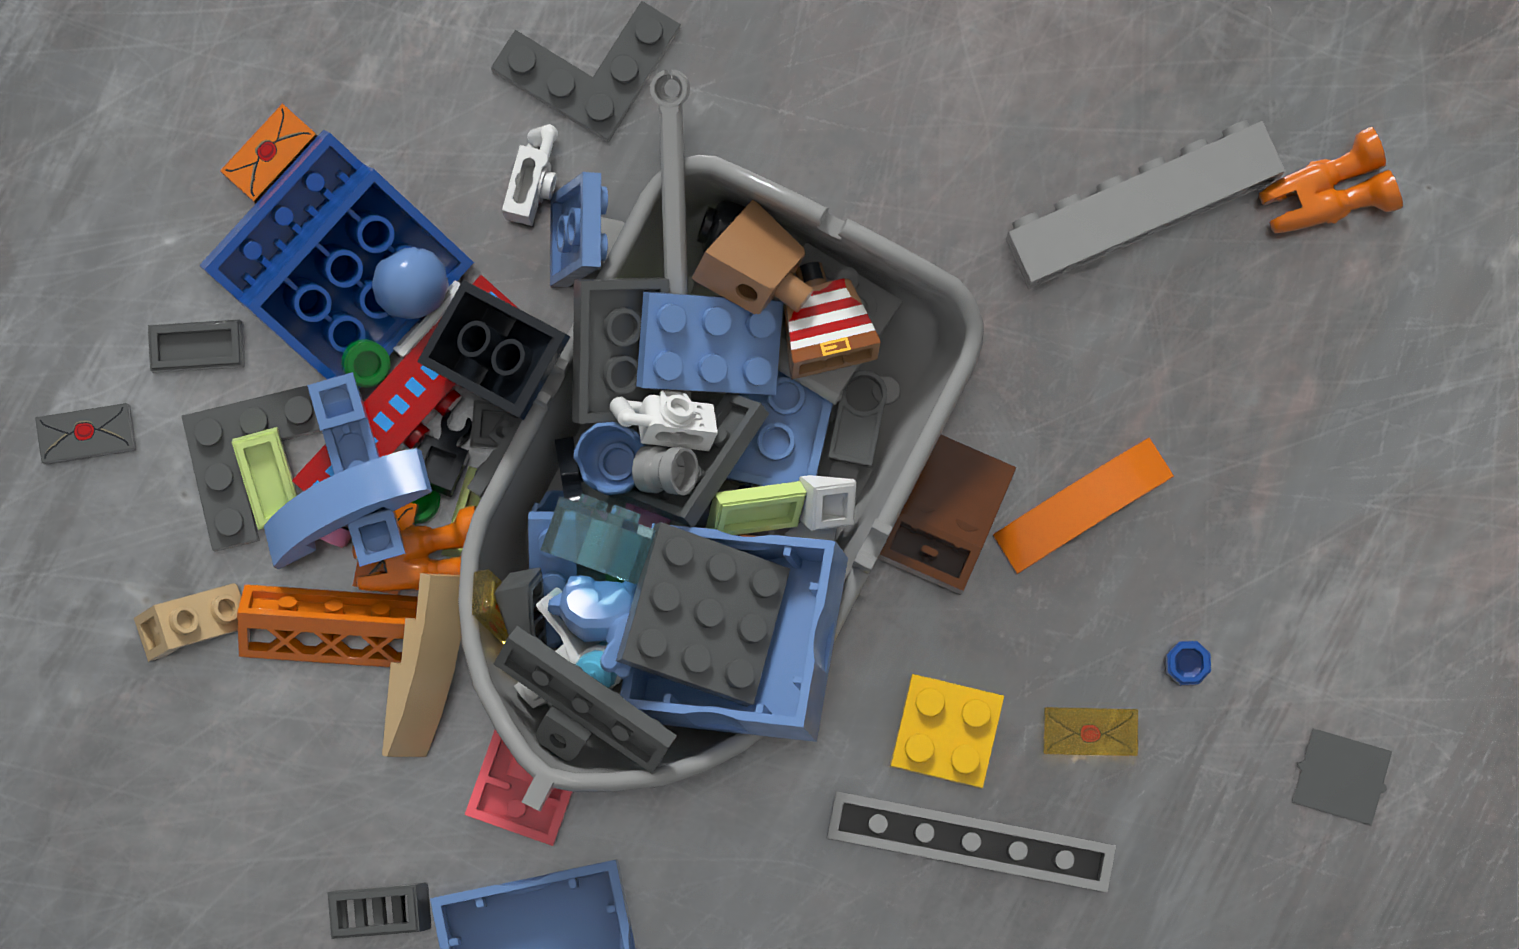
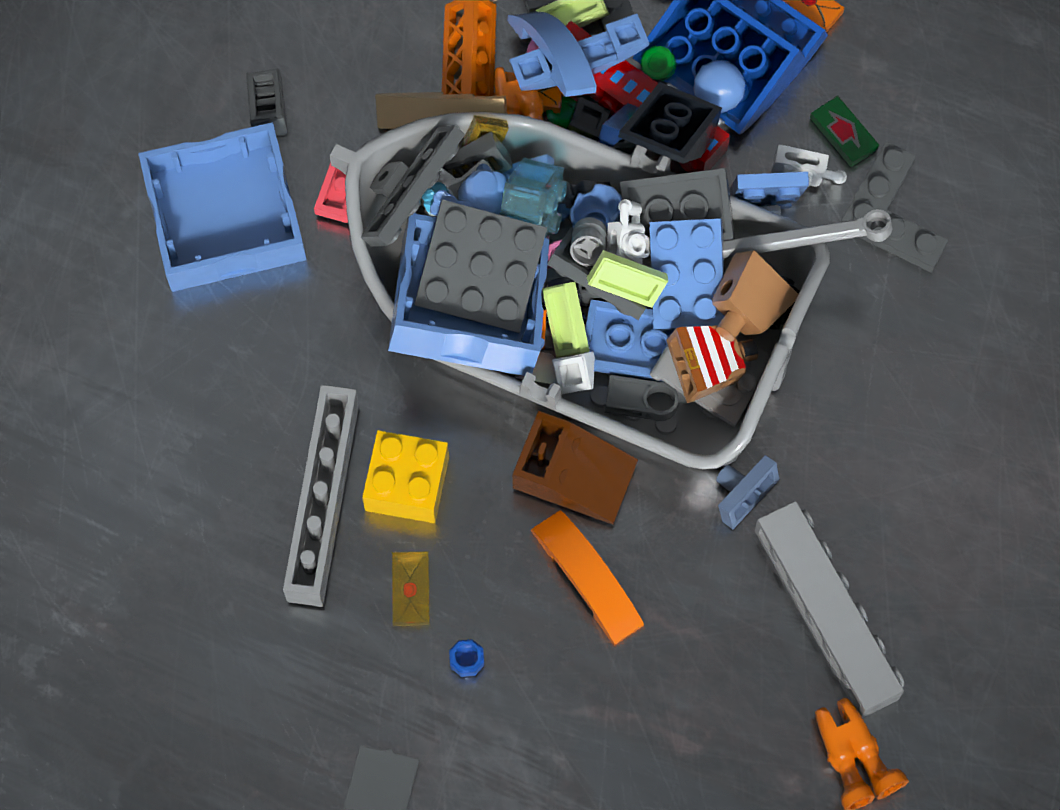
camera: 85 degrees right, 15 degrees down
(469, 121) = (844, 131): none -> dark green tile
(473, 415) = (611, 128): none -> dark blue slope
(725, 422) = (627, 279): none -> yellowish green tile
(985, 291) = (745, 490): none -> sand blue tile

